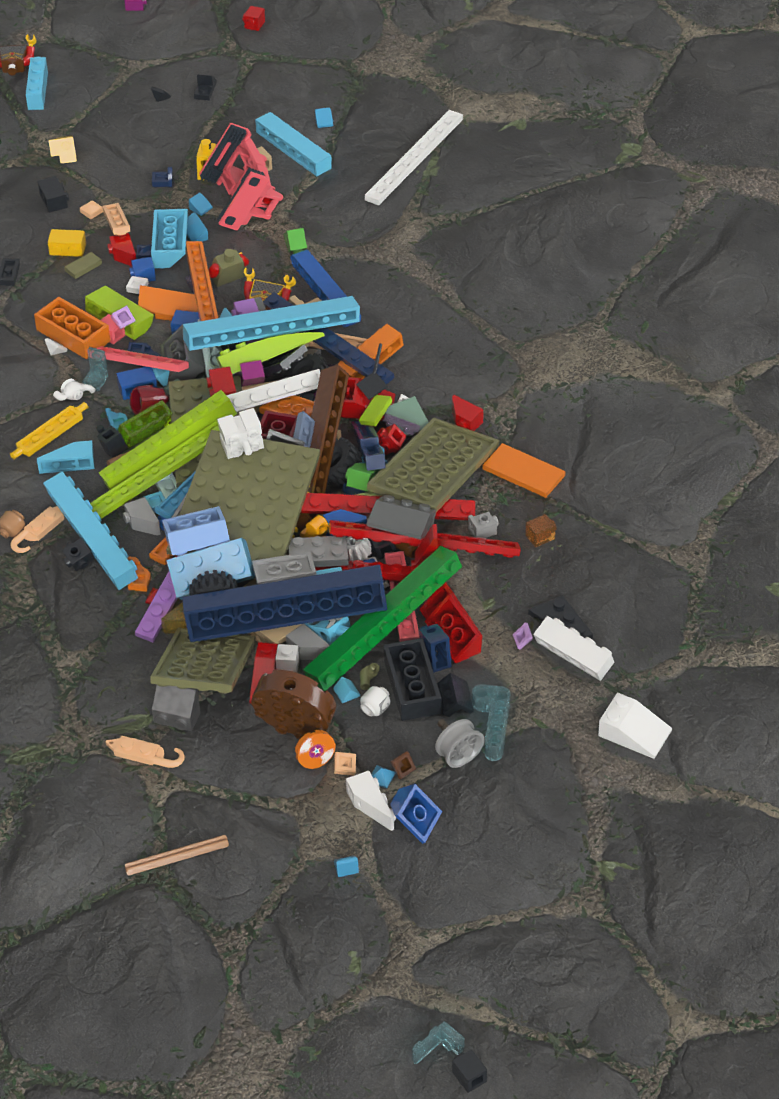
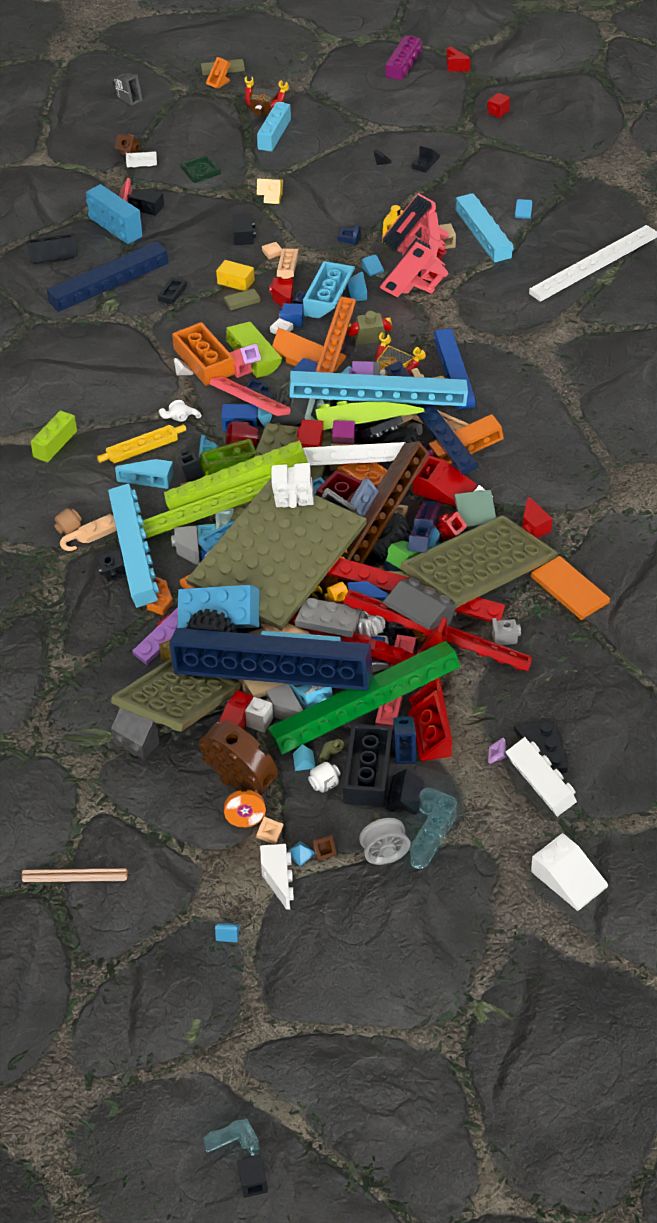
camera: 20 degrees right, 0 degrees up
(98, 368) = (210, 400): clear light blue bracket -> none
(143, 752) = (90, 767): light nougat plate -> none
(195, 530) = (213, 568): light blue brick -> none
(283, 568) = (283, 624): light grey plate -> none
(295, 240) = (444, 317): bright green slope -> none
(373, 383) = (454, 469): black piece -> none
(375, 410) = (446, 494): lime tile -> none
(409, 427) = (472, 518): clear purple plate -> none
(415, 811) = (314, 898): blue slope -> none
(540, 530) = (560, 650): clear orange brick -> none

